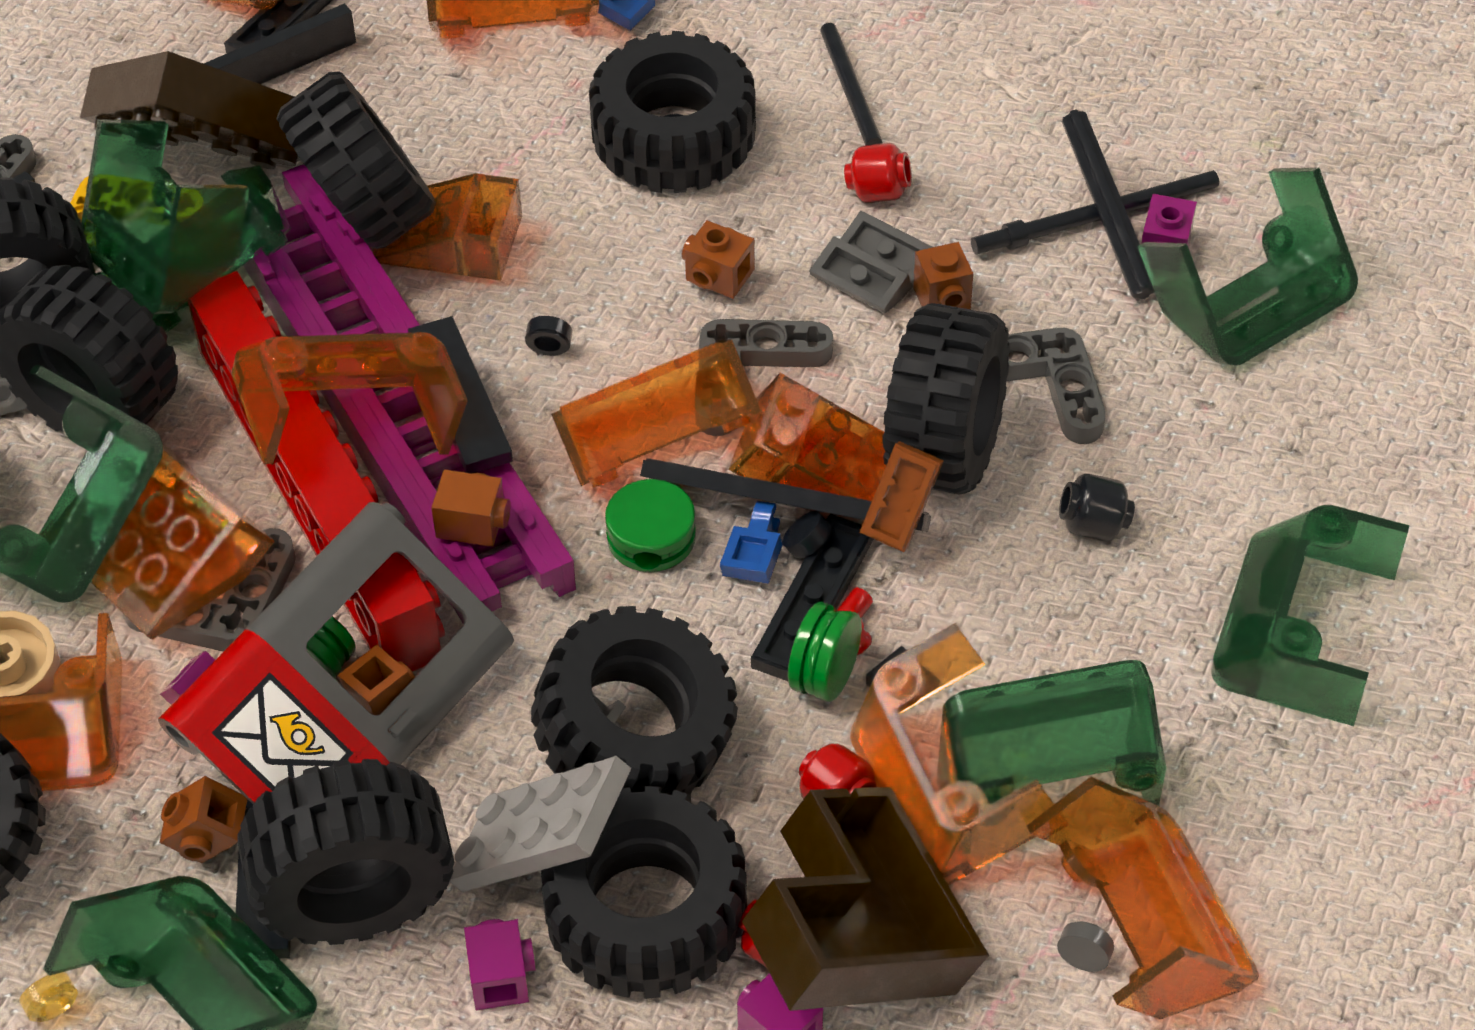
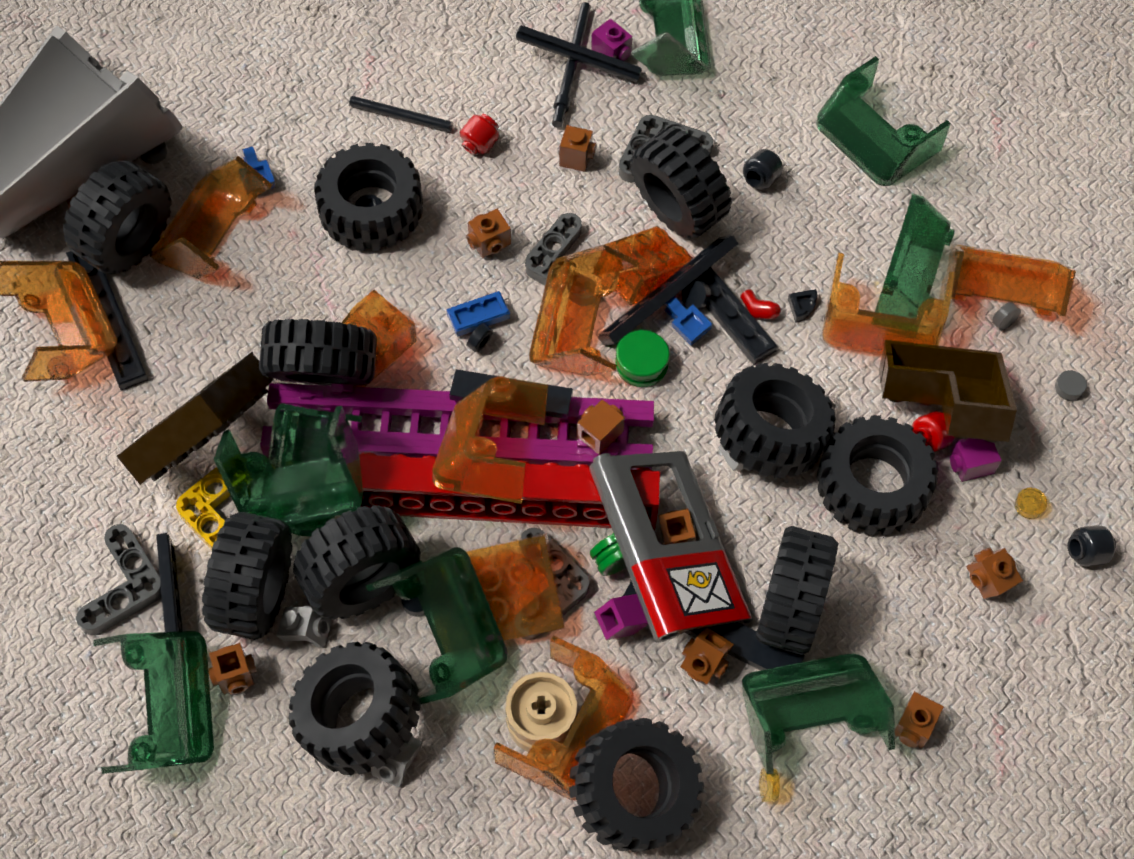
camera: 60 degrees left, 10 degrees up
(291, 47) = (154, 364): black tile -> none
(498, 963) = (873, 562): magenta brick -> none
(539, 824) = (829, 489): light grey plate -> none
(590, 317) = (469, 315): none -> blue plate
(824, 651) = (783, 323): green head -> none
(835, 769) = (859, 362): red head -> none
(870, 262) = (534, 171): dark grey slope -> none
(901, 496) = (725, 236): dark orange plate -> none

